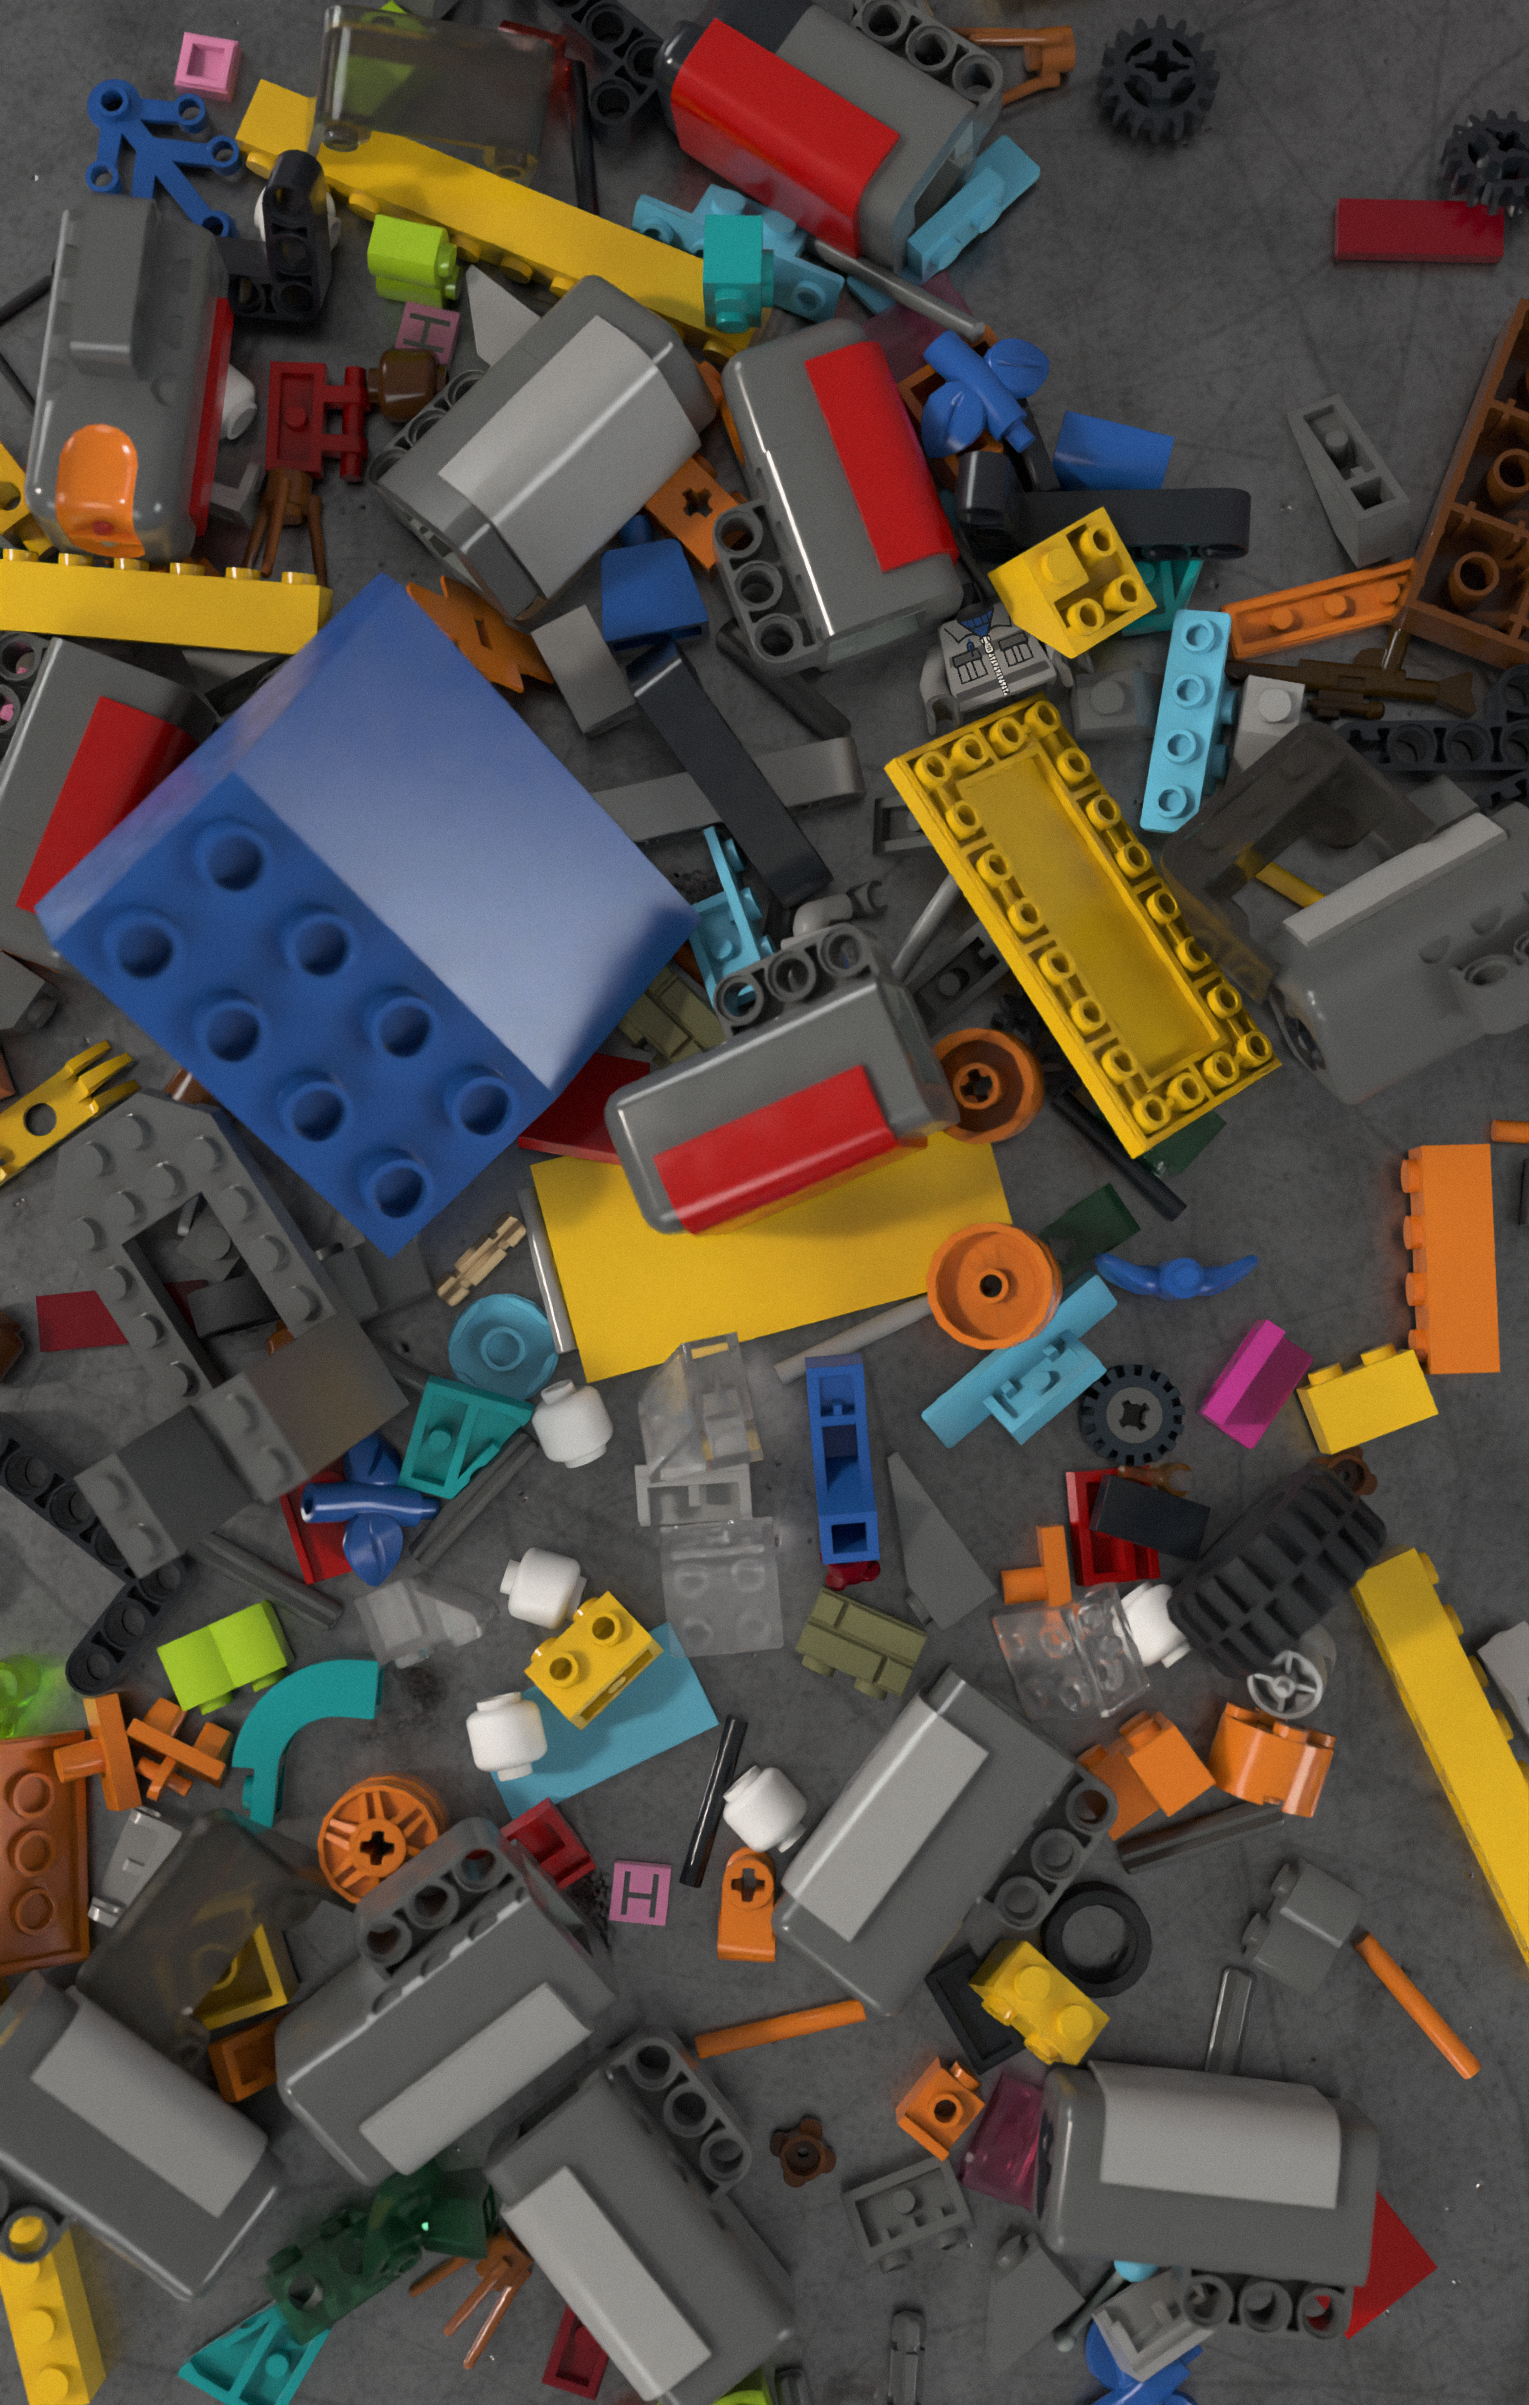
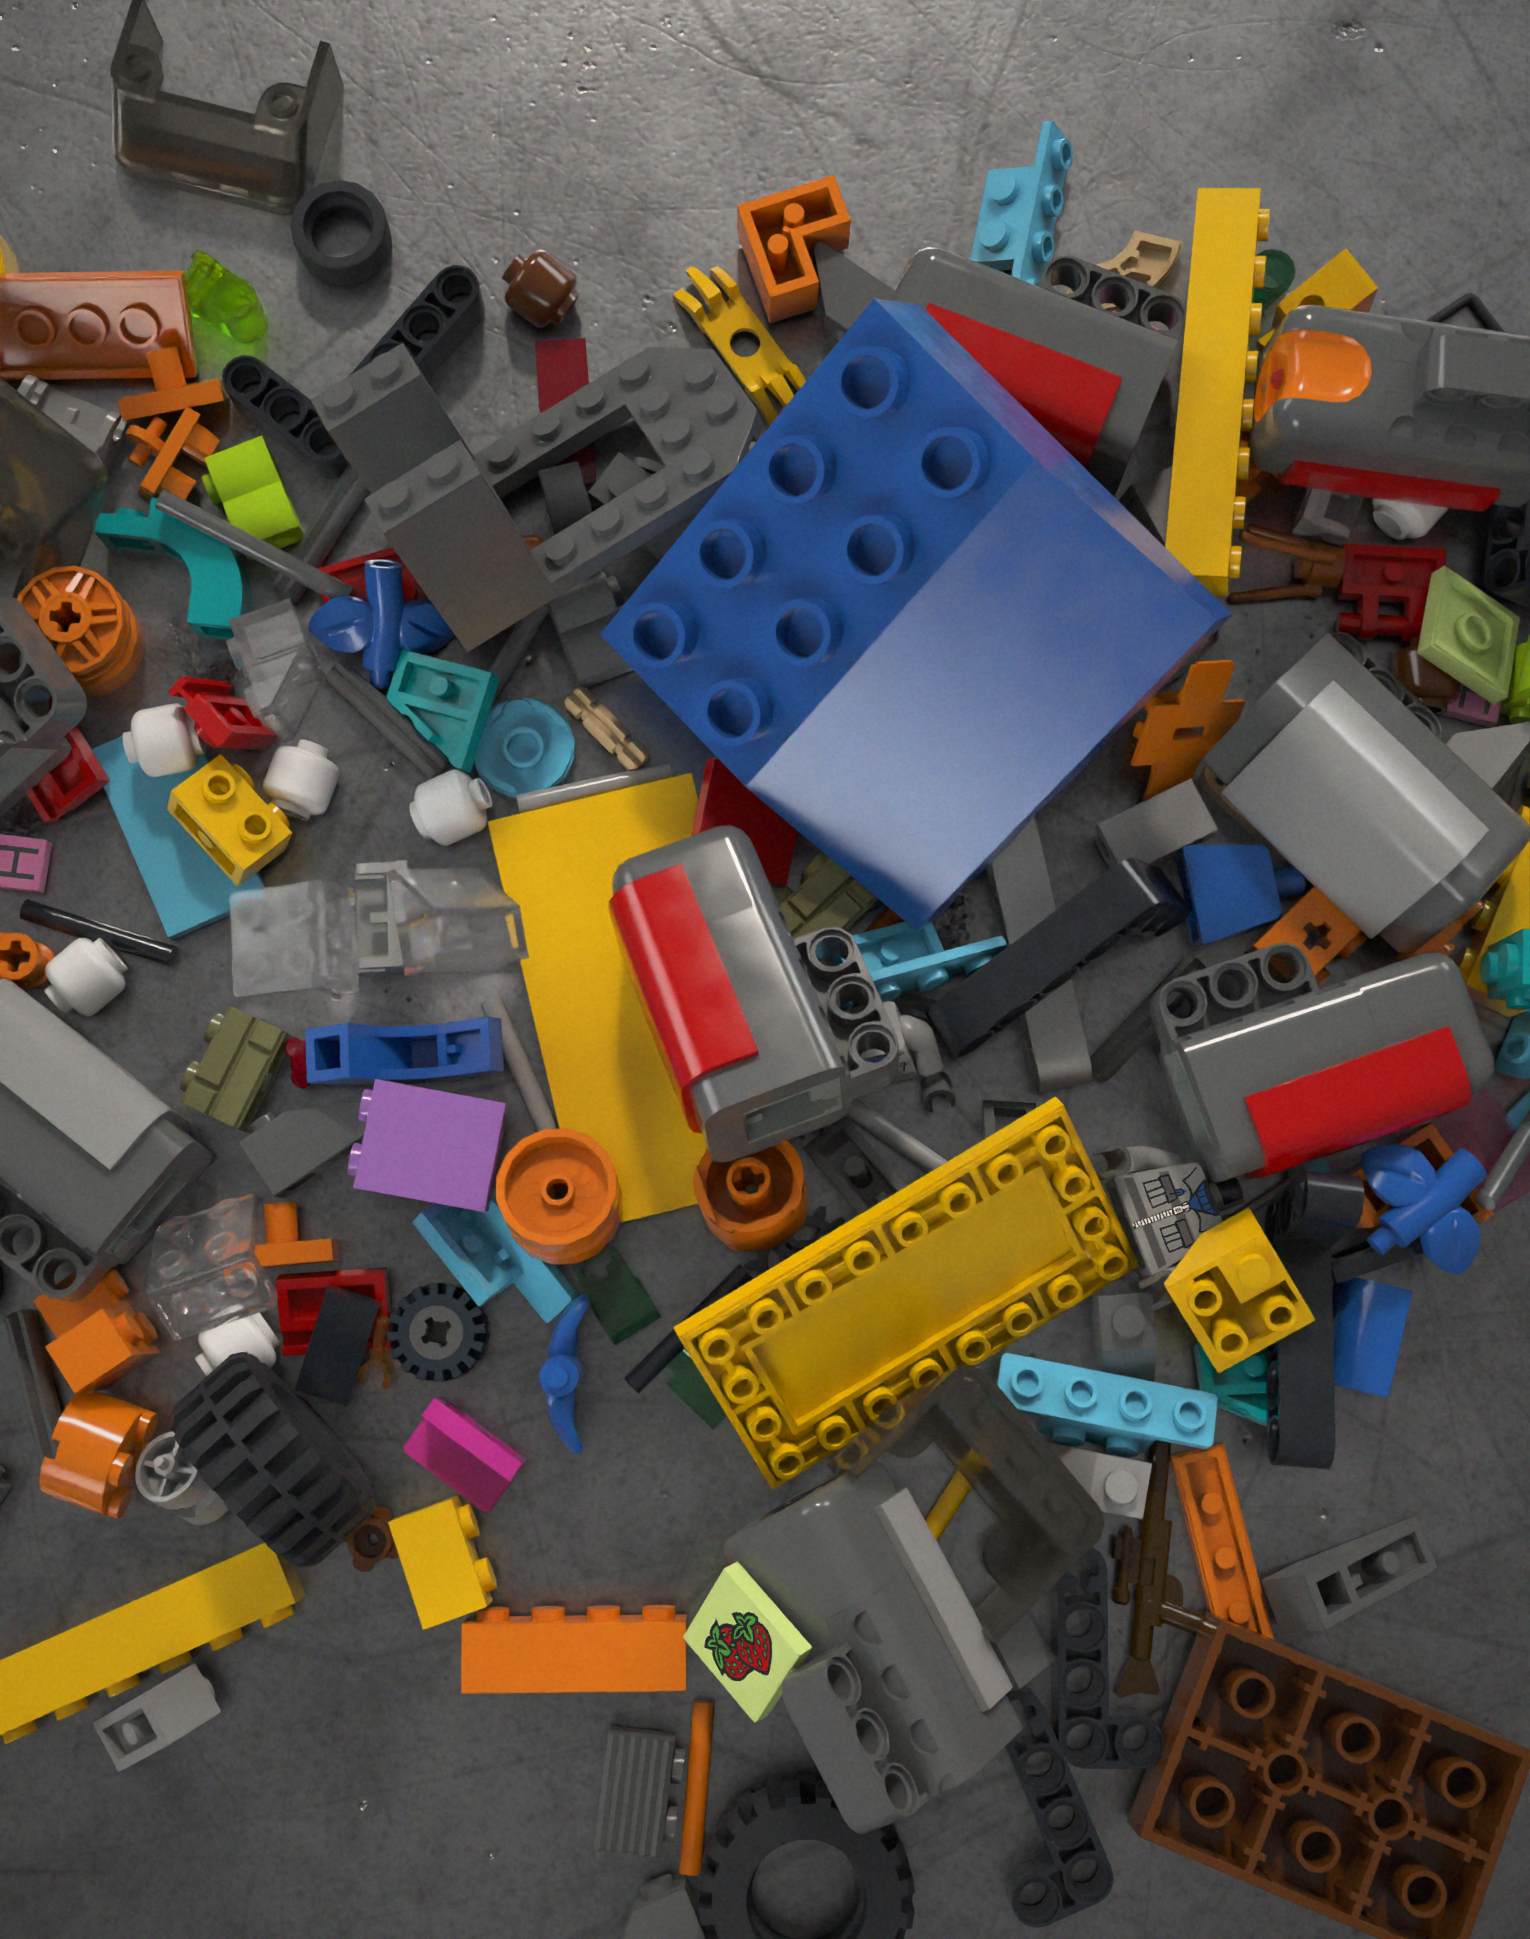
camera: 85 degrees right, 5 degrees down
(287, 1649) = (251, 546): none -> dark grey bar
(367, 338) = (1469, 635): none -> yellowish green tile
(480, 1673) = (219, 716): none -> red plate
(944, 1425) = (428, 1145): none -> medium lavender brick
(1445, 1077) = (746, 1641): none -> yellowish green tile

